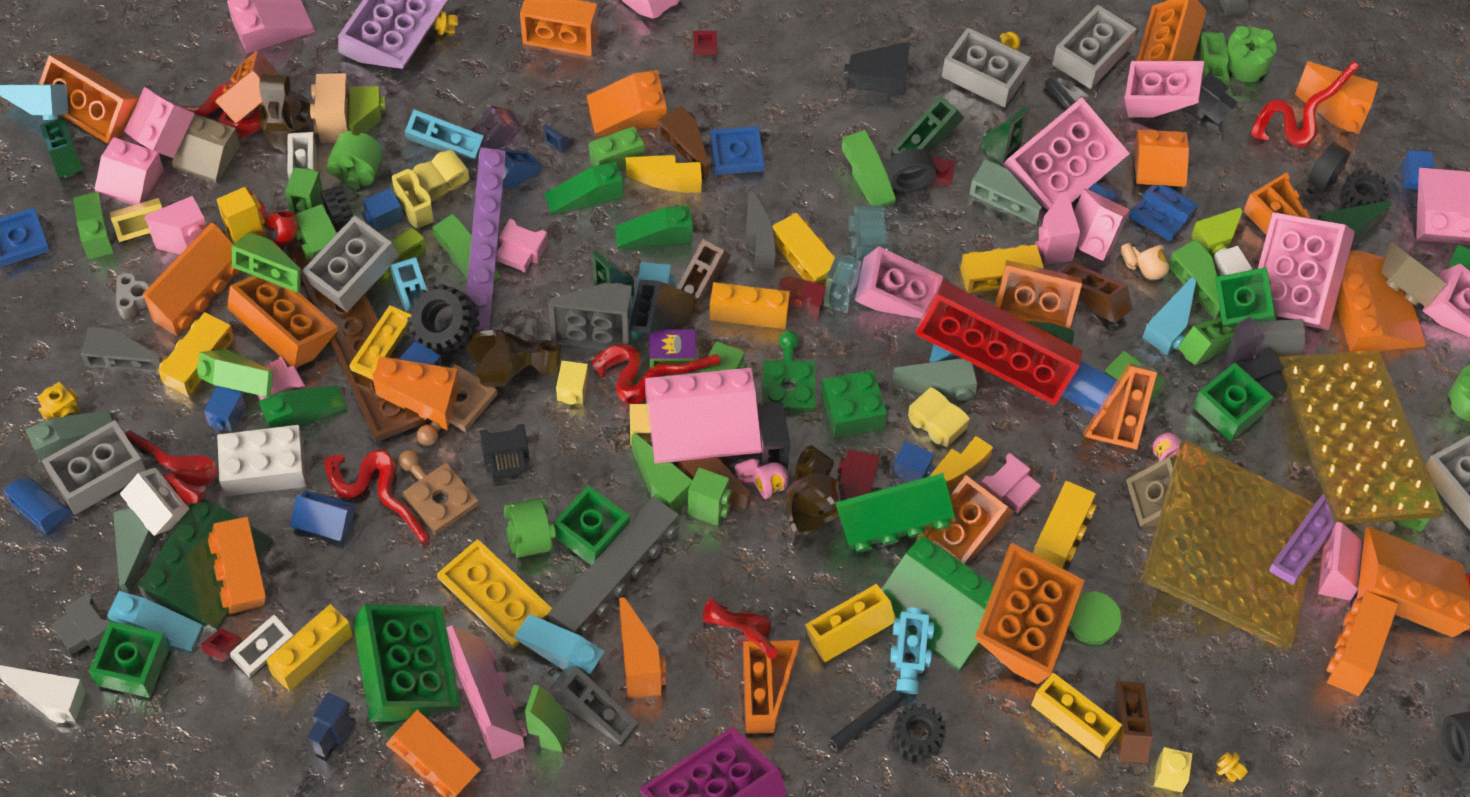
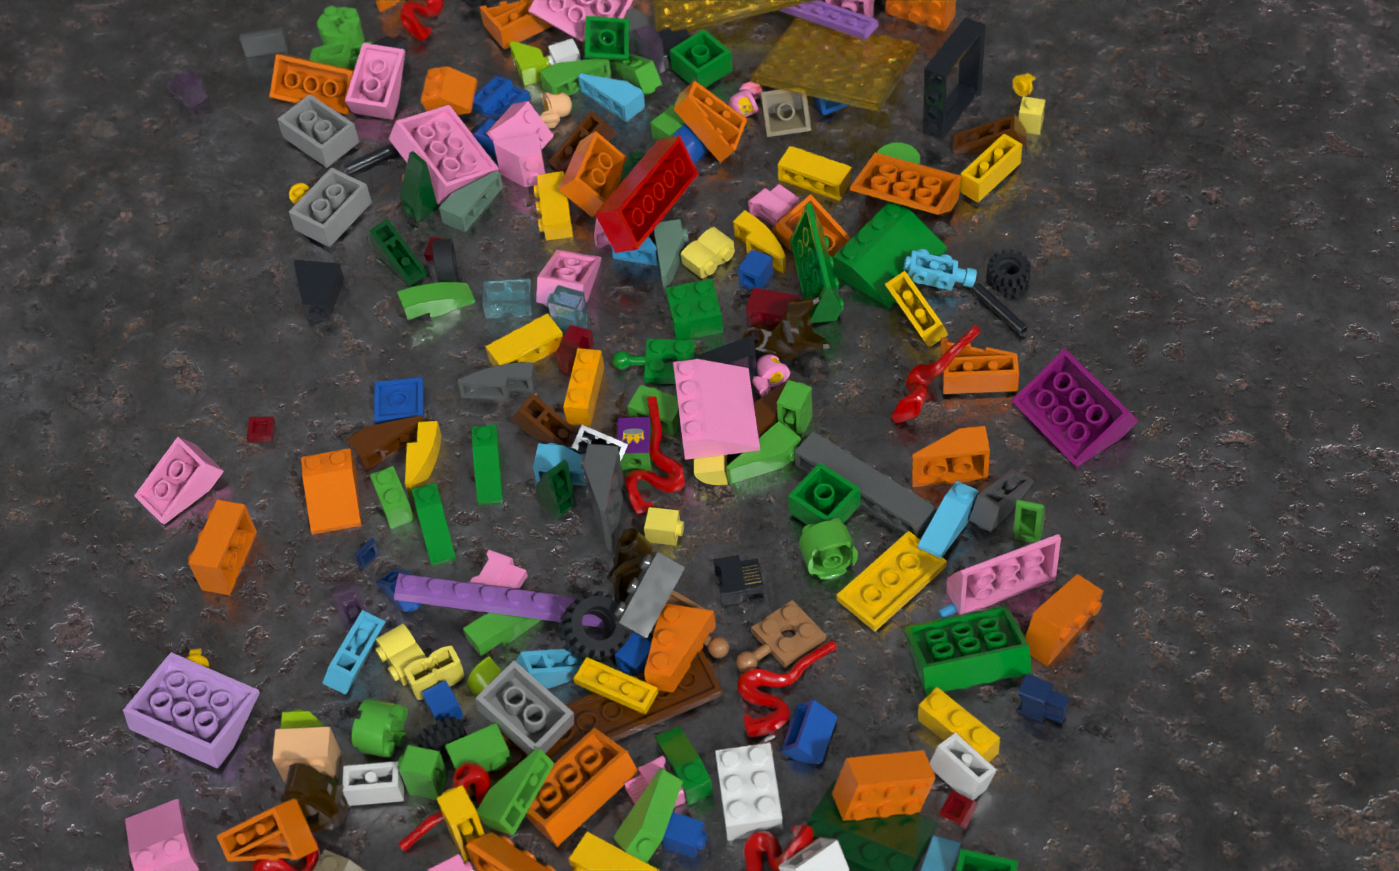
camera: 80 degrees left, 5 degrees down
(458, 350) = (648, 594): none -> brick
(1208, 641) = (967, 48): none -> black window

